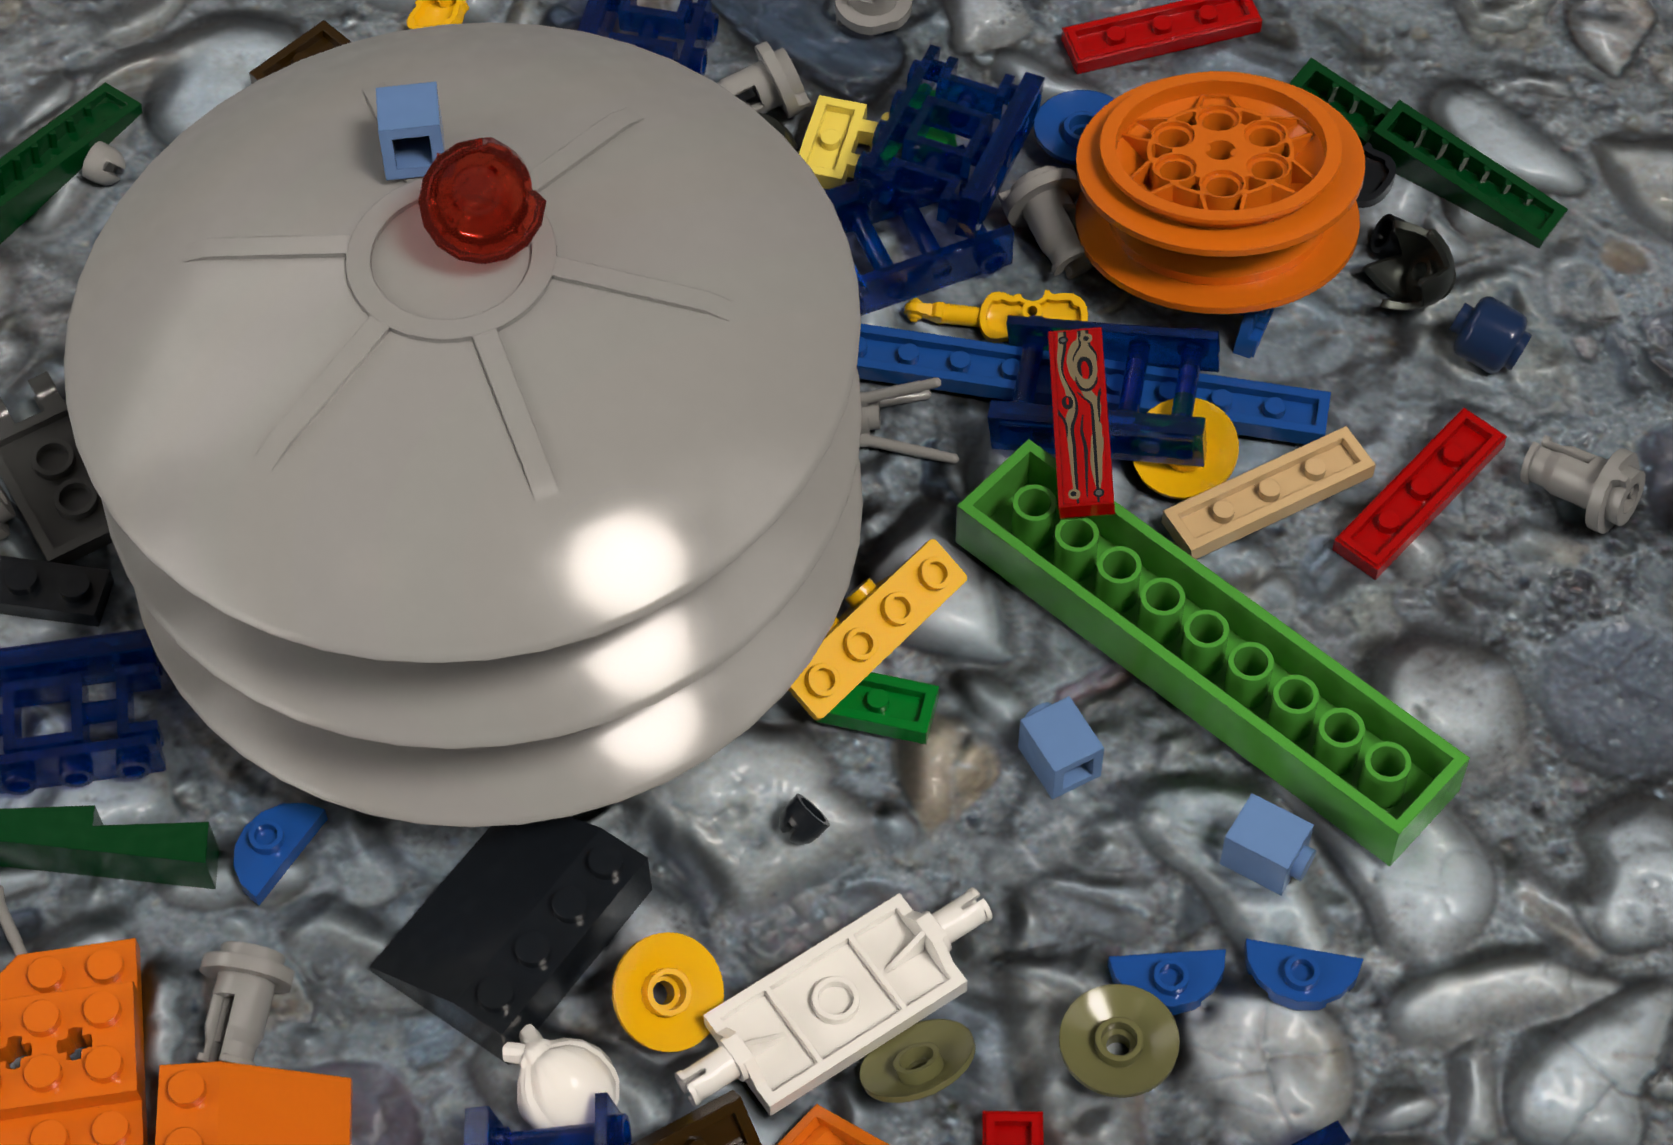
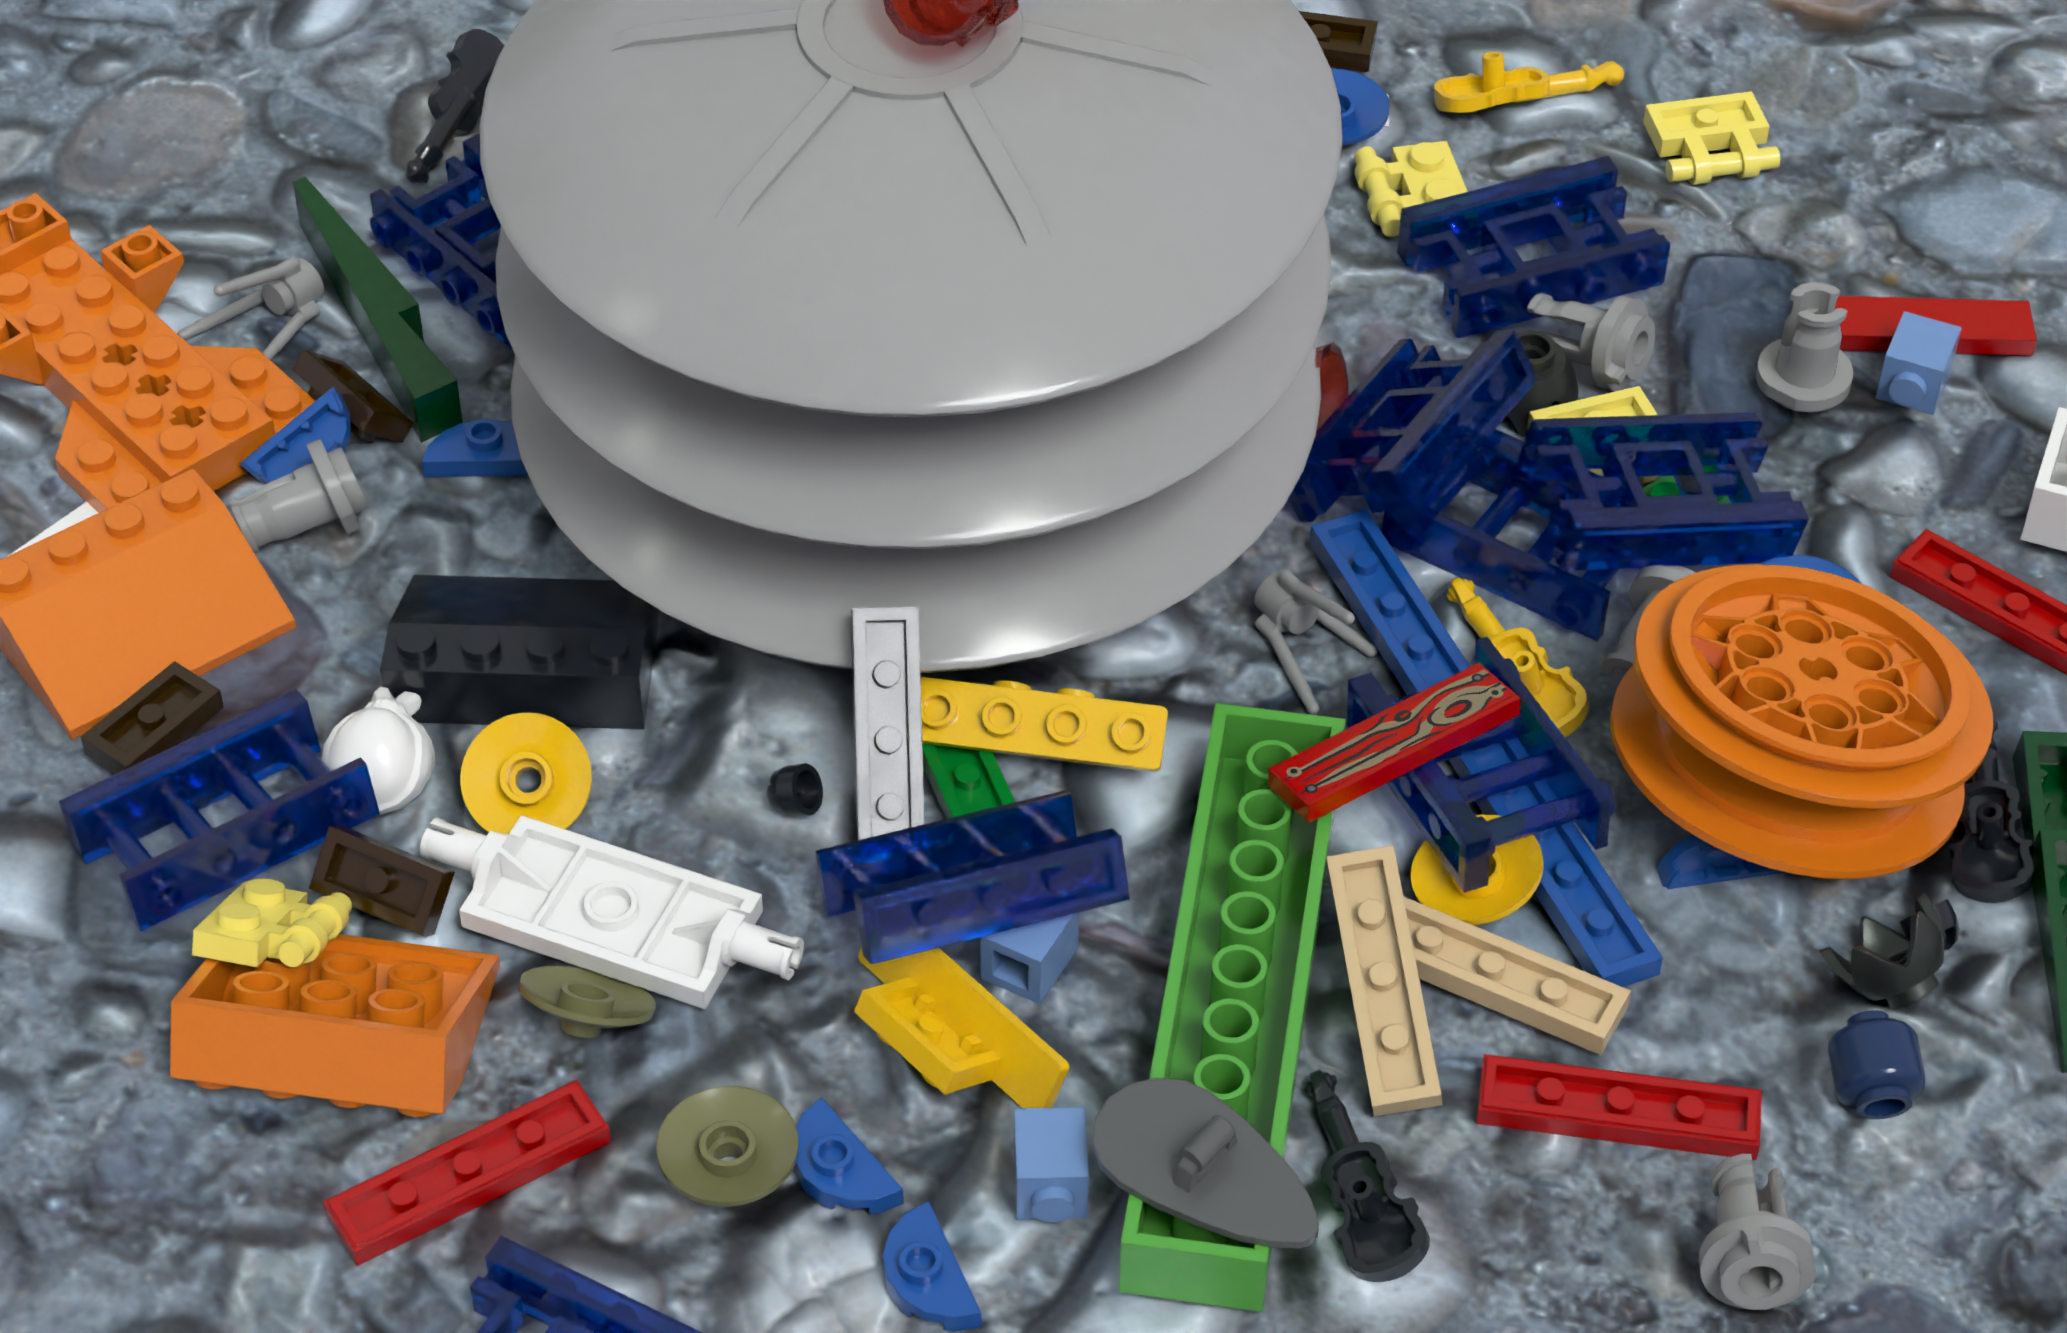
camera: 55 degrees right, 10 degrees down
(119, 914) = (369, 410): none -> dark brown plate
(171, 974) = (287, 449): none -> blue plate
(842, 725) = (887, 719): none -> plate
(1037, 768) = (971, 876): none -> clear blue fence
(1095, 837) = (958, 1030): none -> yellow bracket
(1253, 556) = (1384, 981): none -> tan plate
(1365, 748) = (1201, 1164): none -> dark grey shield
(1440, 684) = (1380, 1232): none -> black piece

